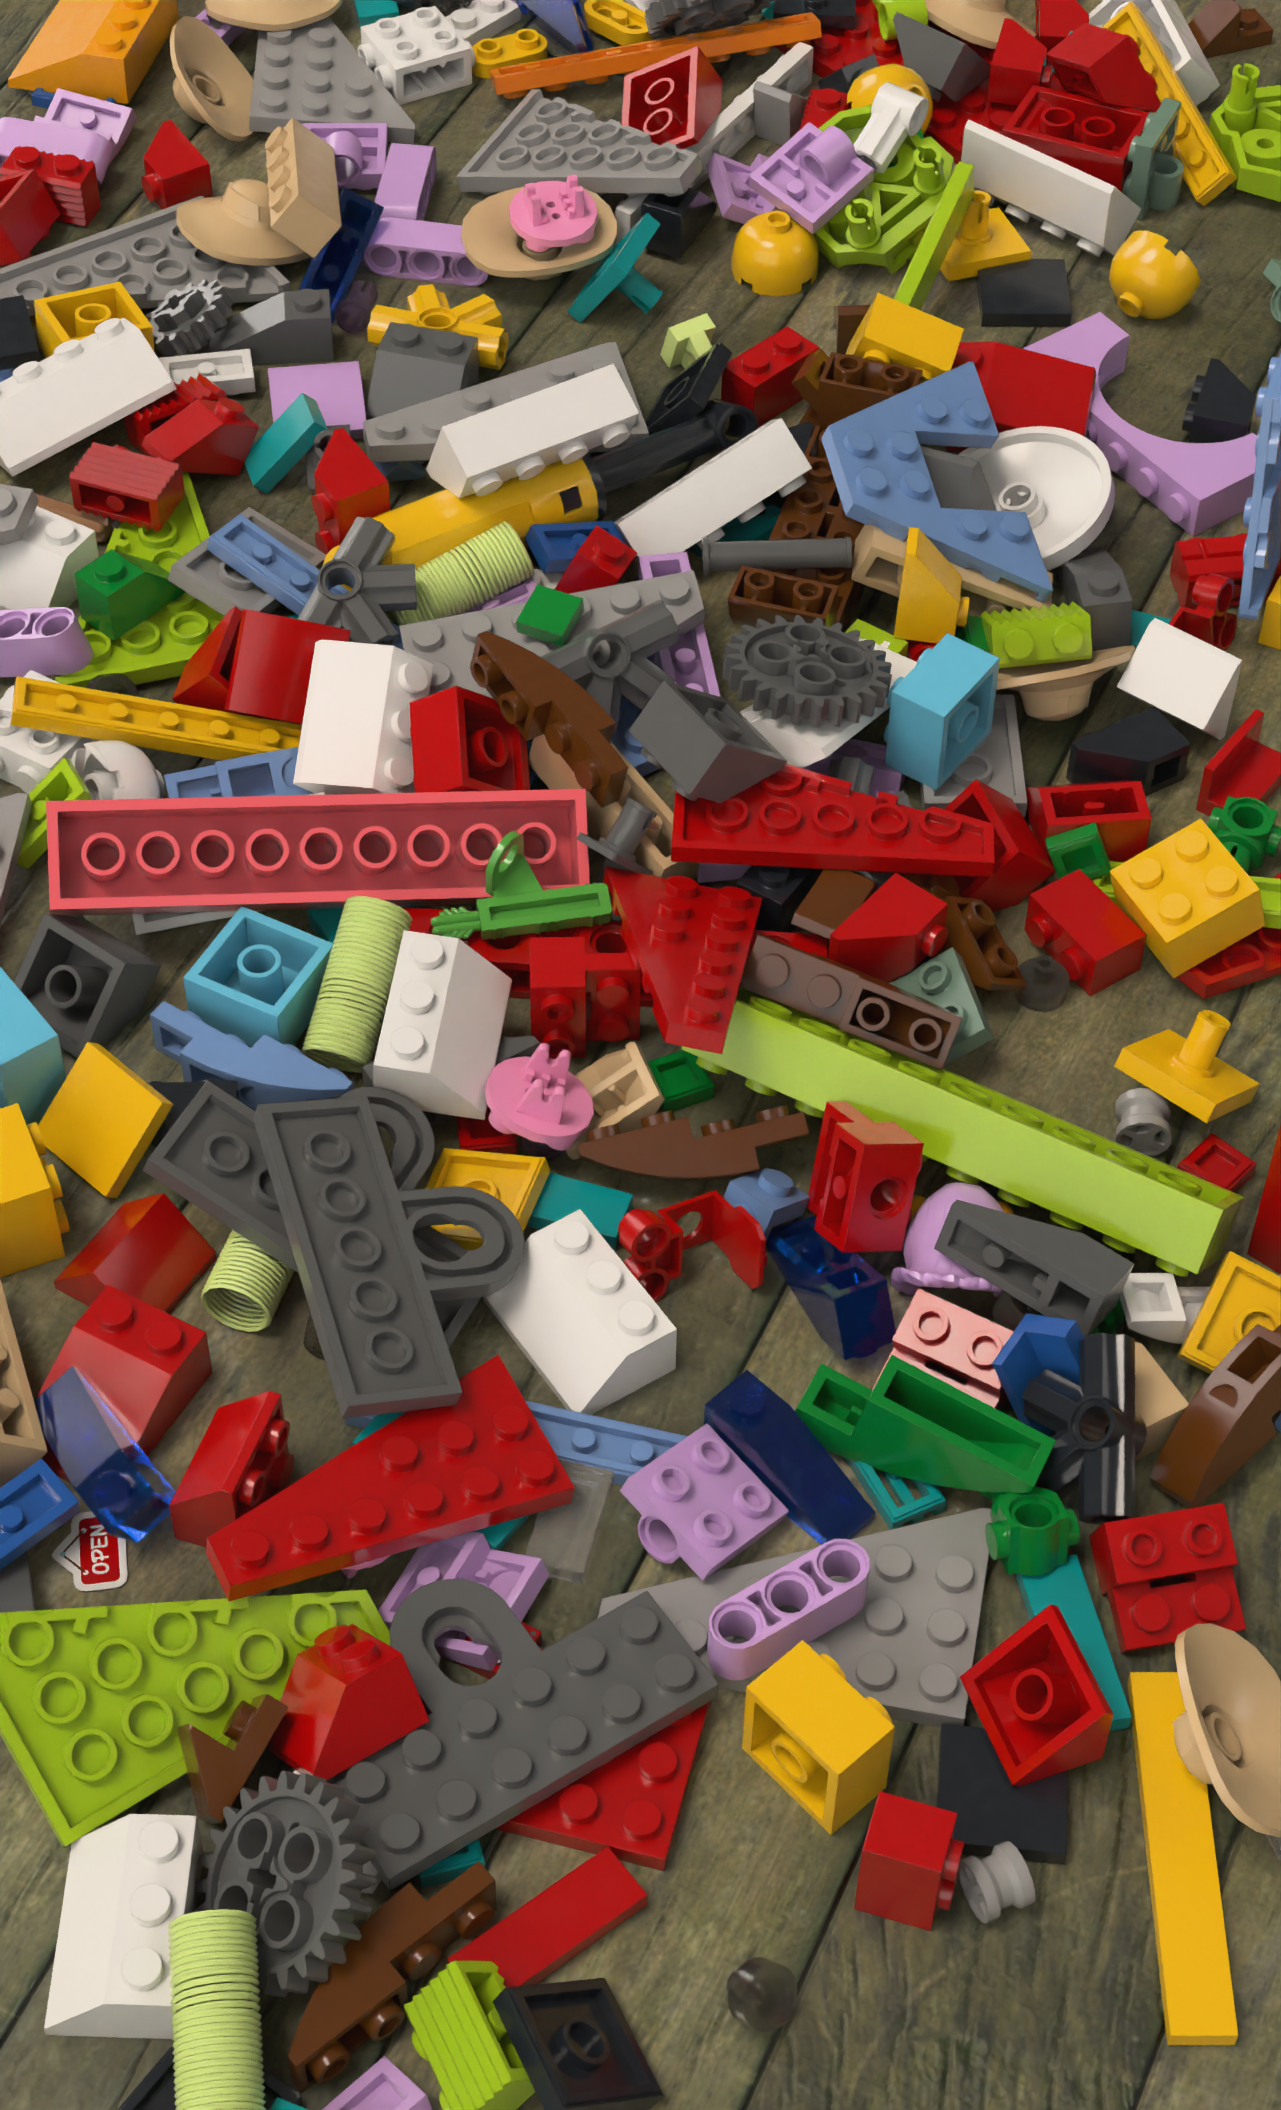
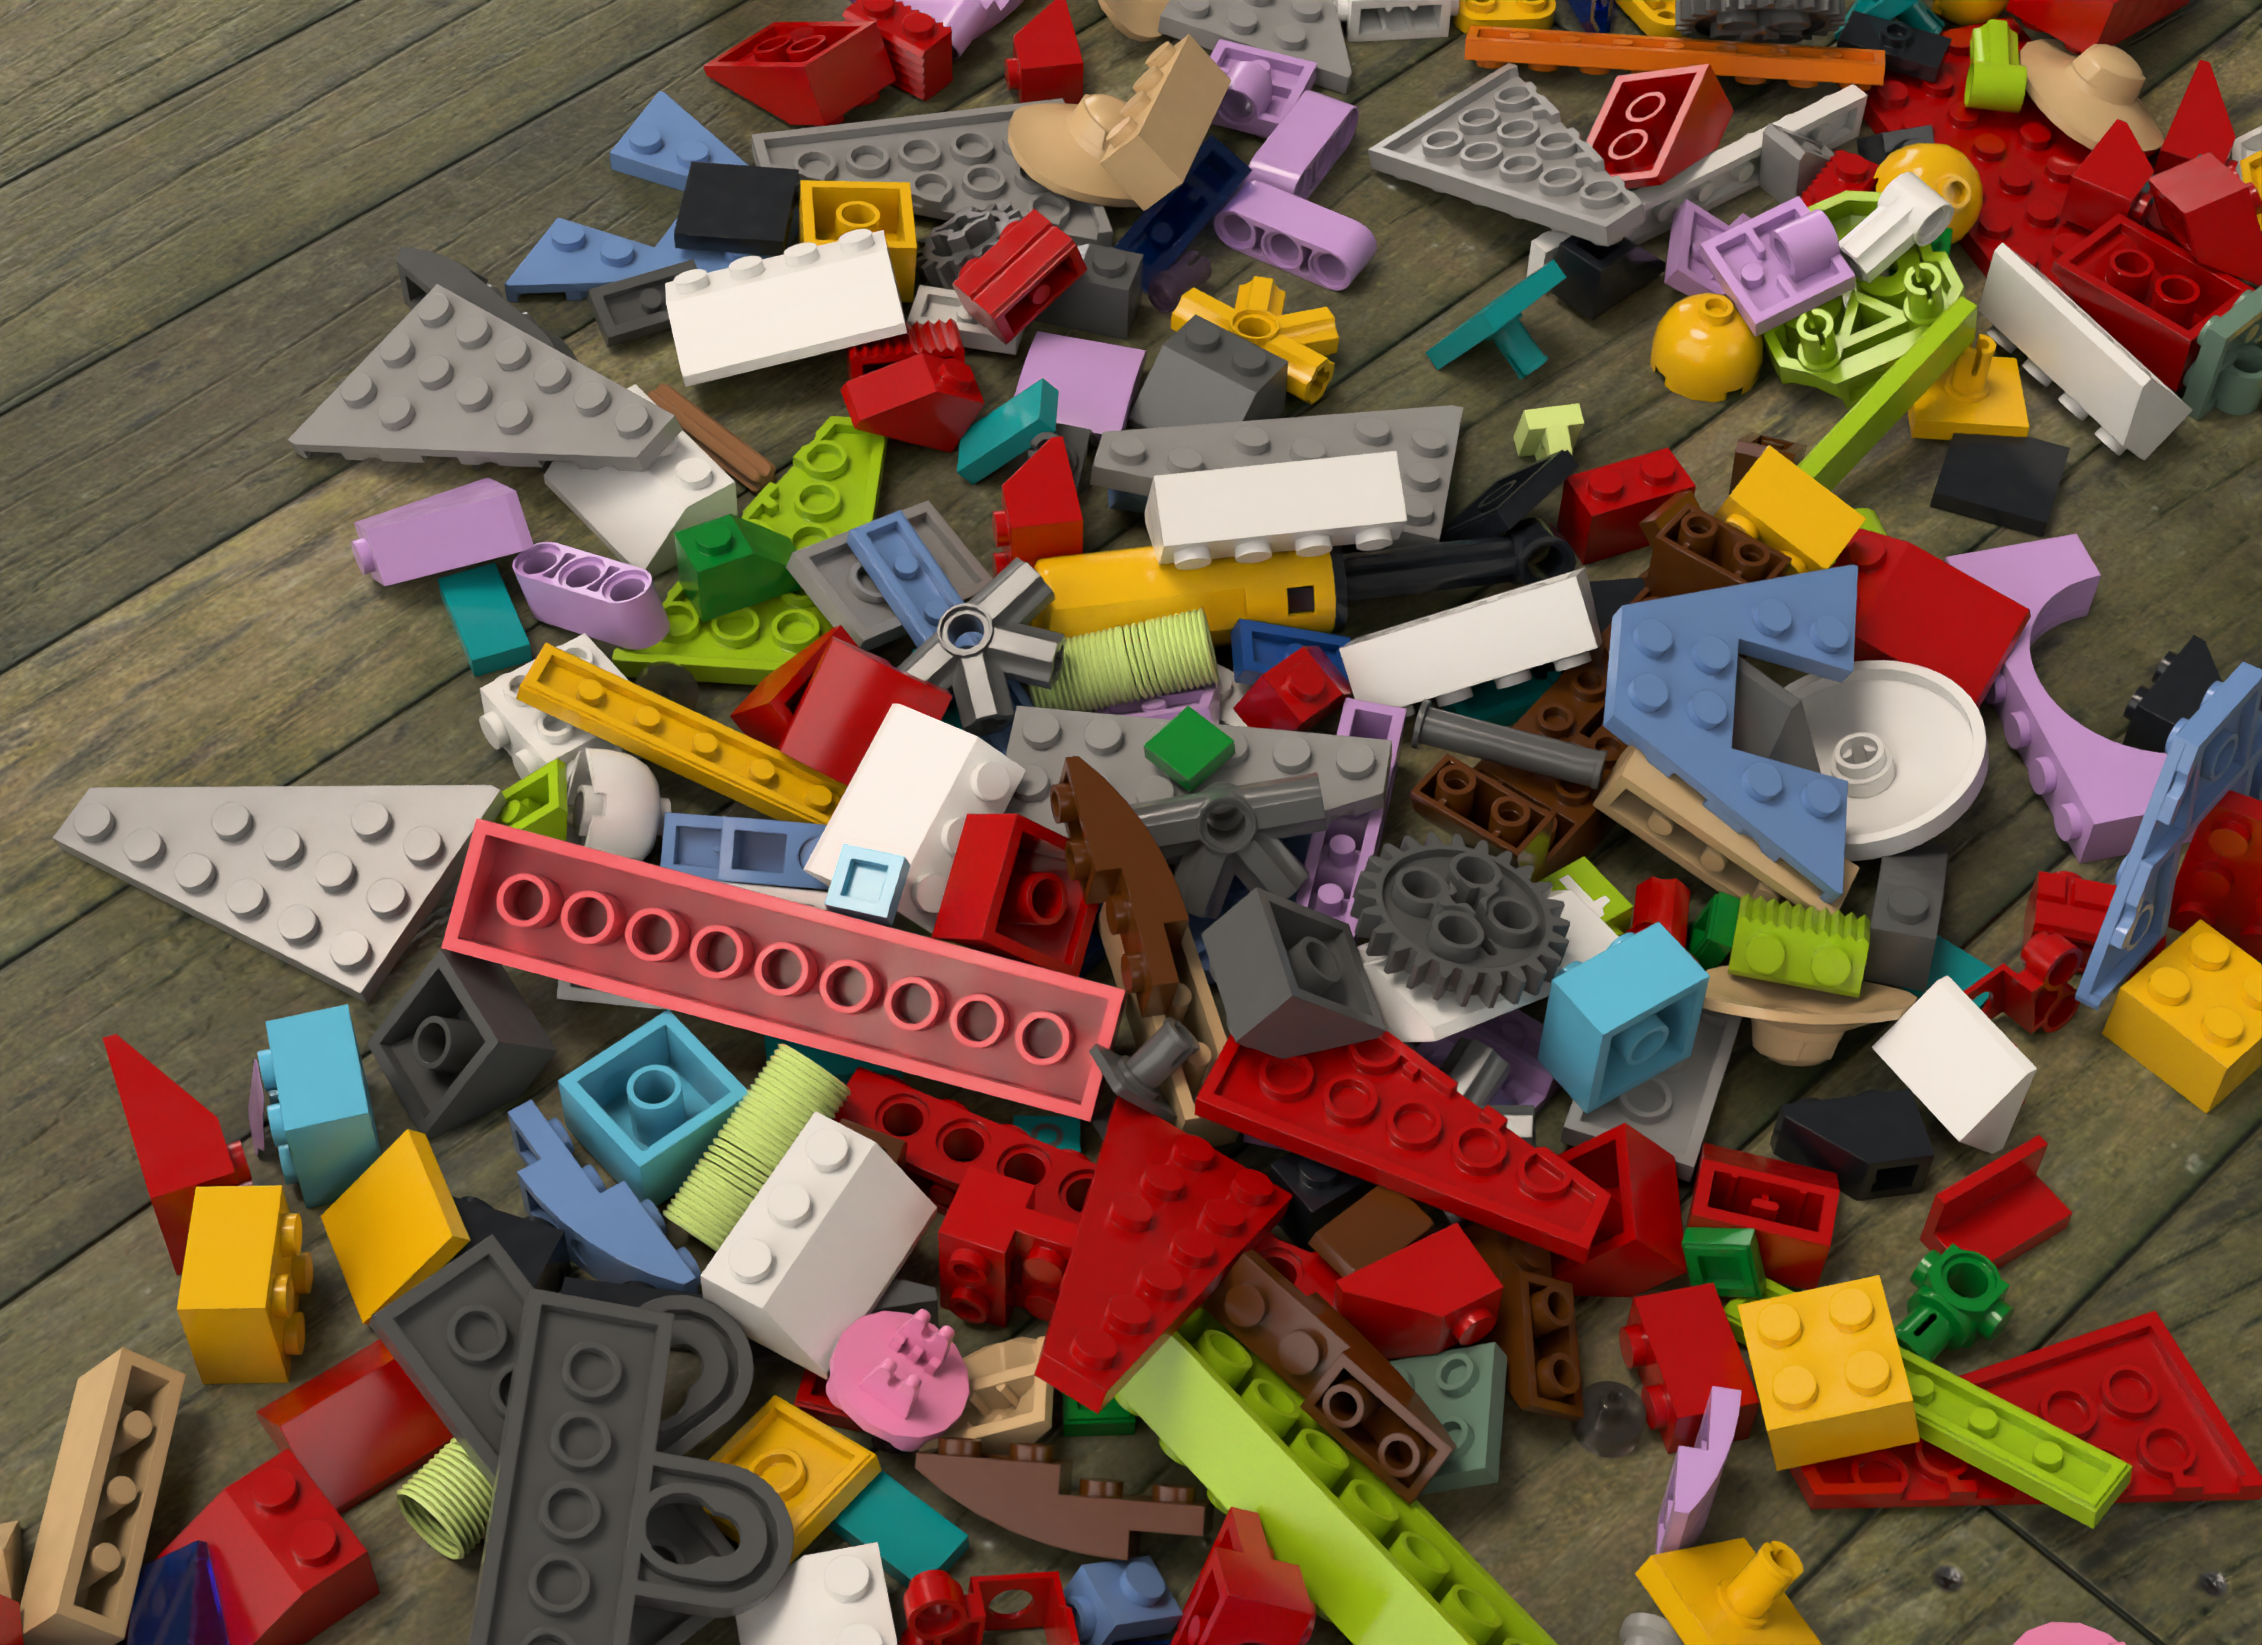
camera: 20 degrees right, 0 degrees up
(127, 486) = (800, 435): red brick -> none
(243, 326) = (1019, 275): none -> red brick
(354, 770) = (867, 884): none -> plate
(501, 252) = (1426, 245): tan hat -> none
(521, 904) = (993, 1109): bright green piece -> none
(553, 214) = (1452, 246): bright pink plate -> none
(928, 593) = (1675, 854): yellow slope -> none
(942, 61) = (2010, 153): dark grey slope -> none
(1127, 990) = (1697, 1474): none -> lavender slope
(1151, 278) = (2163, 507): yellow cylinder -> none

